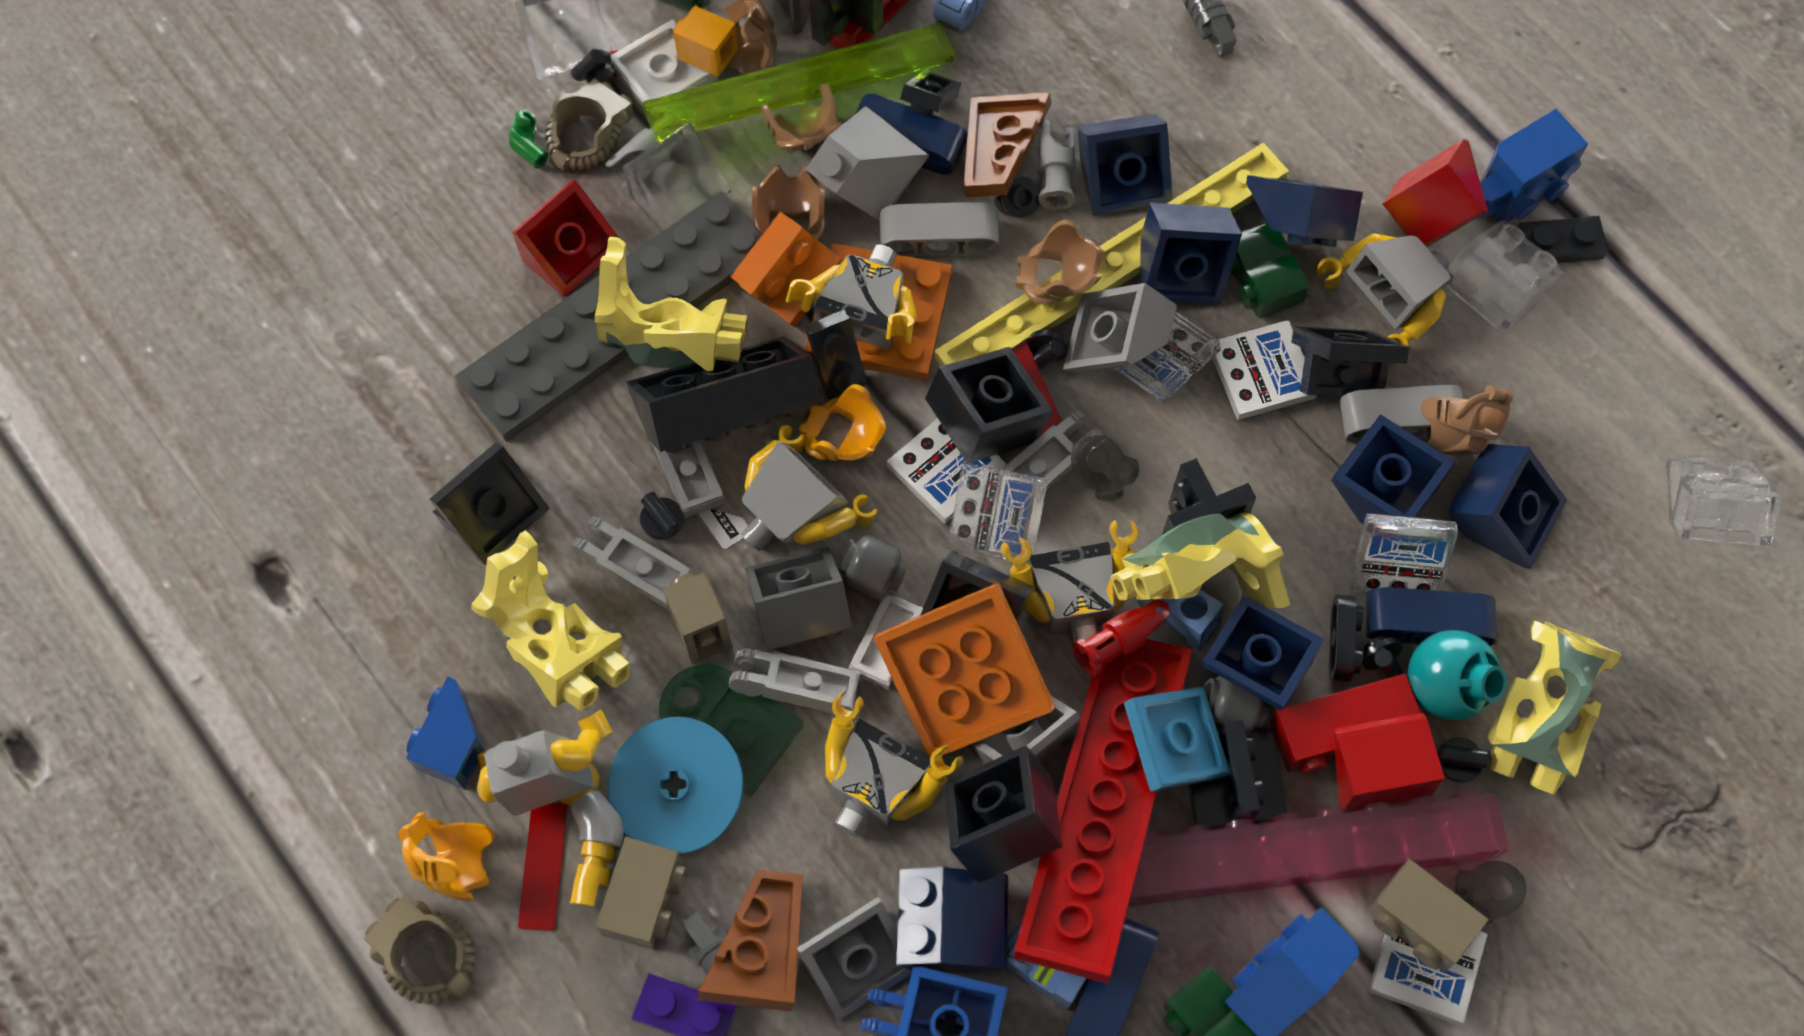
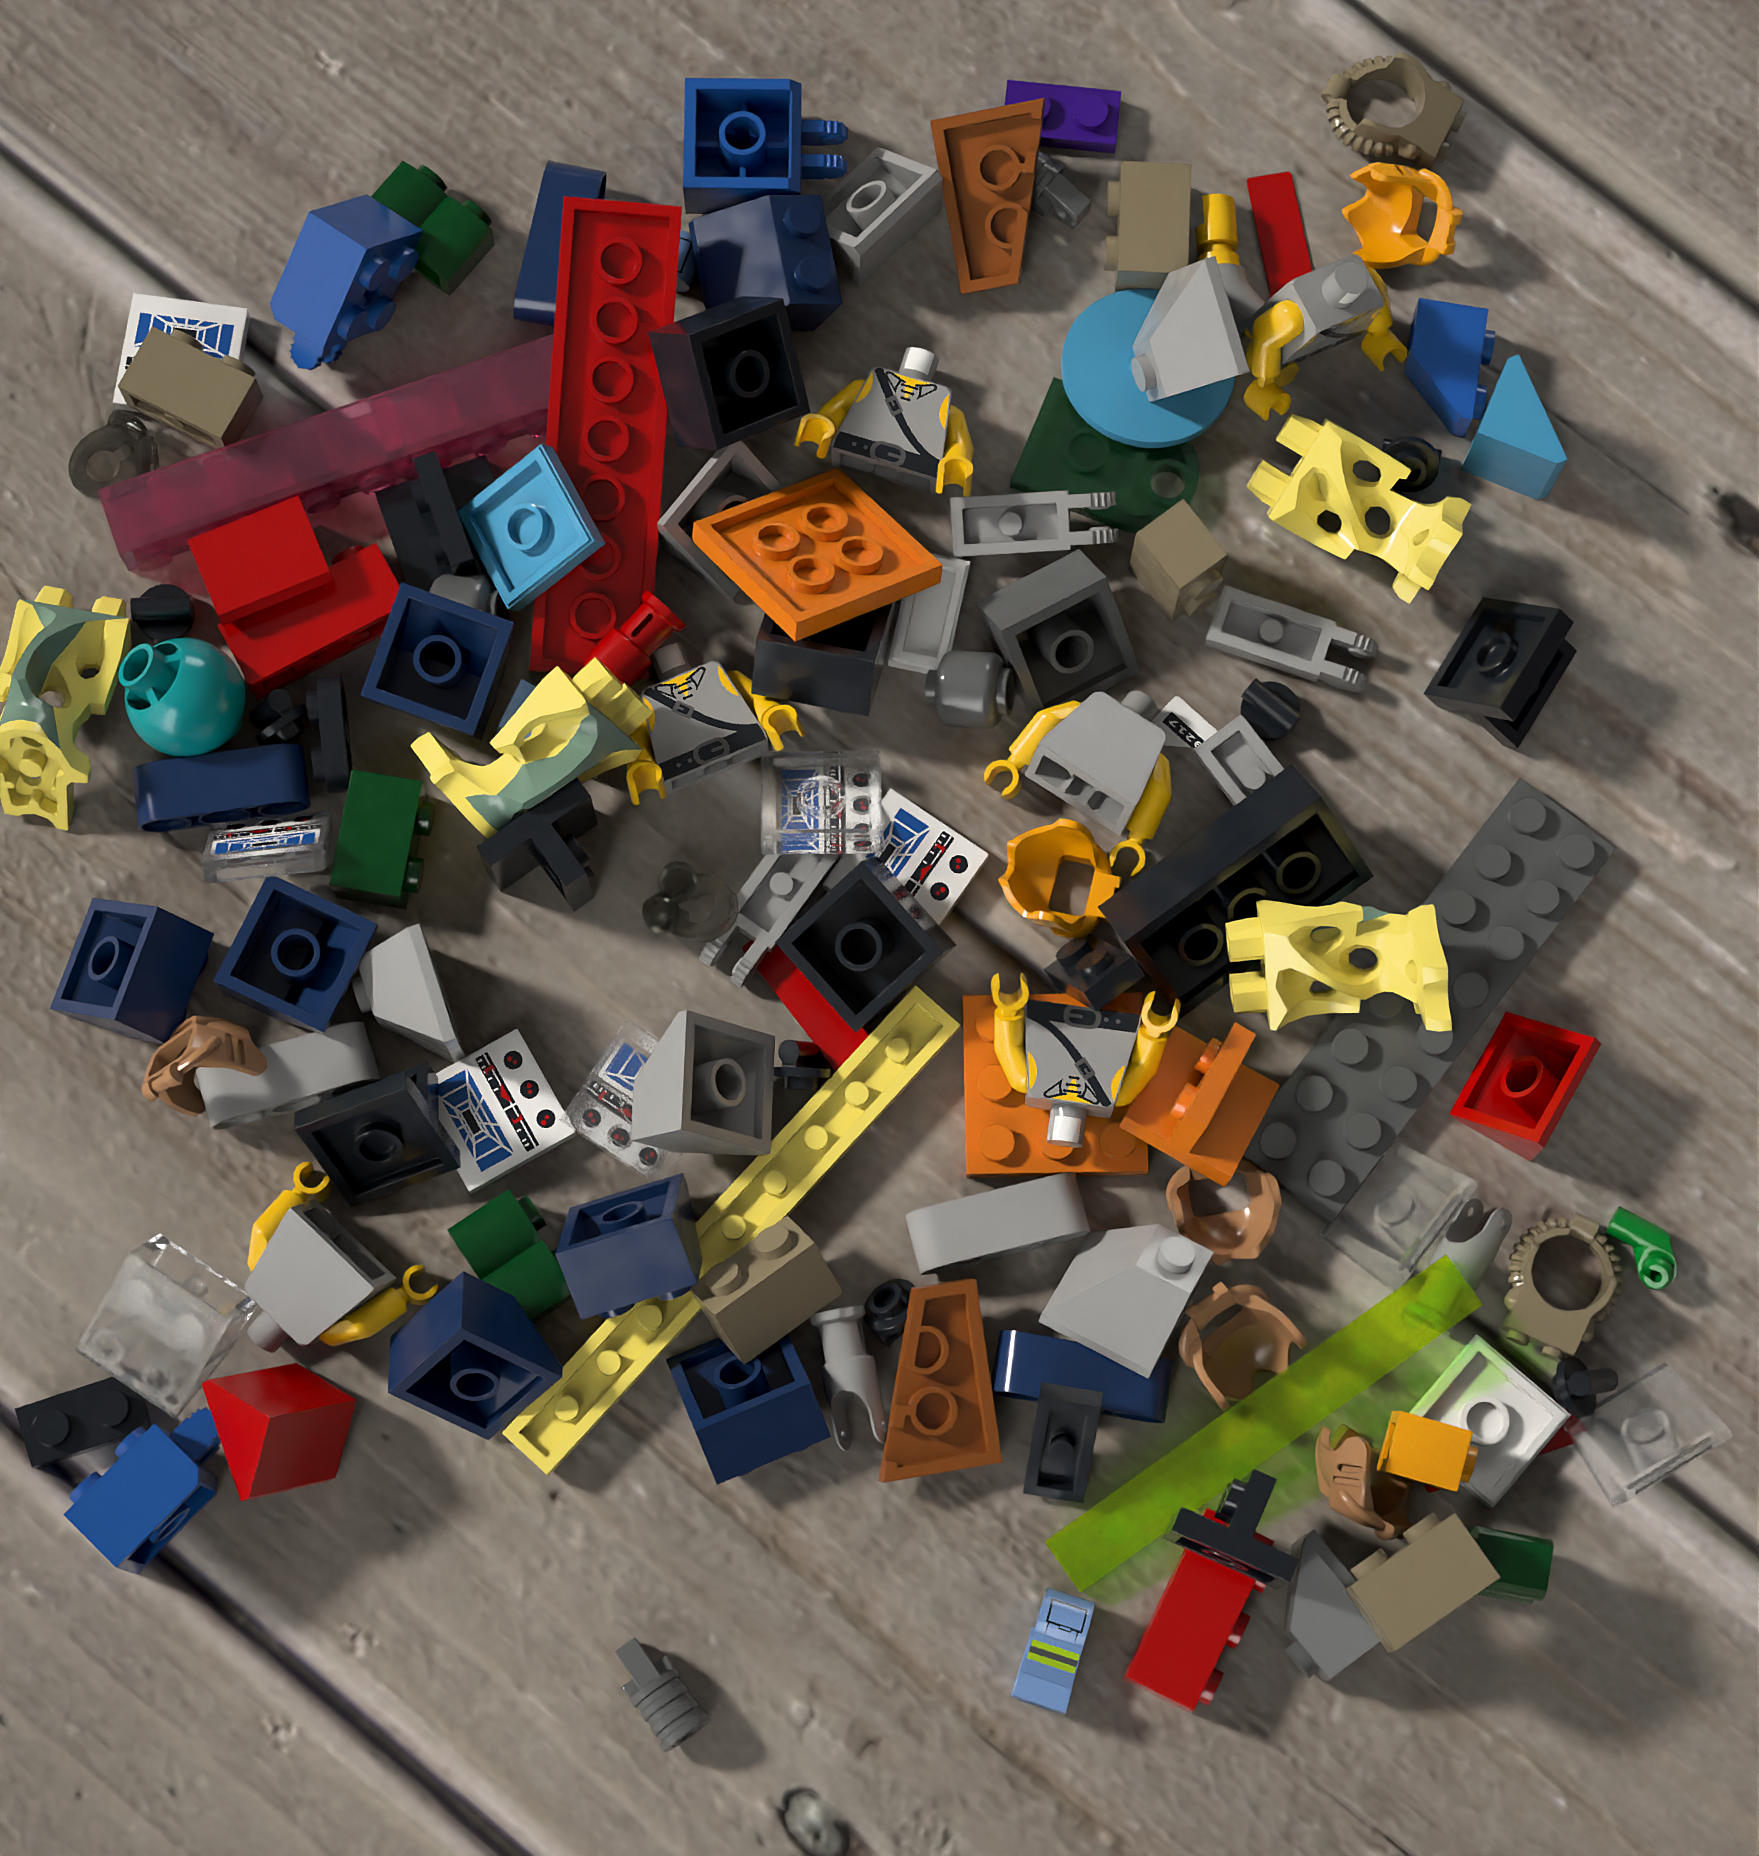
camera: 165 degrees right, 10 degrees up
(421, 658) = (1515, 438): none -> dark azure slope
(503, 673) = (1419, 457): none -> black plate
(642, 770) = (1188, 334): none -> light grey slope
(1079, 264) = (780, 1168): medium nougat helmet -> none
(1105, 208) = (766, 1289): none -> dark tan brick
(1309, 437) = (407, 993): none -> light grey slope
(1319, 555) = (381, 839): none -> dark green brick

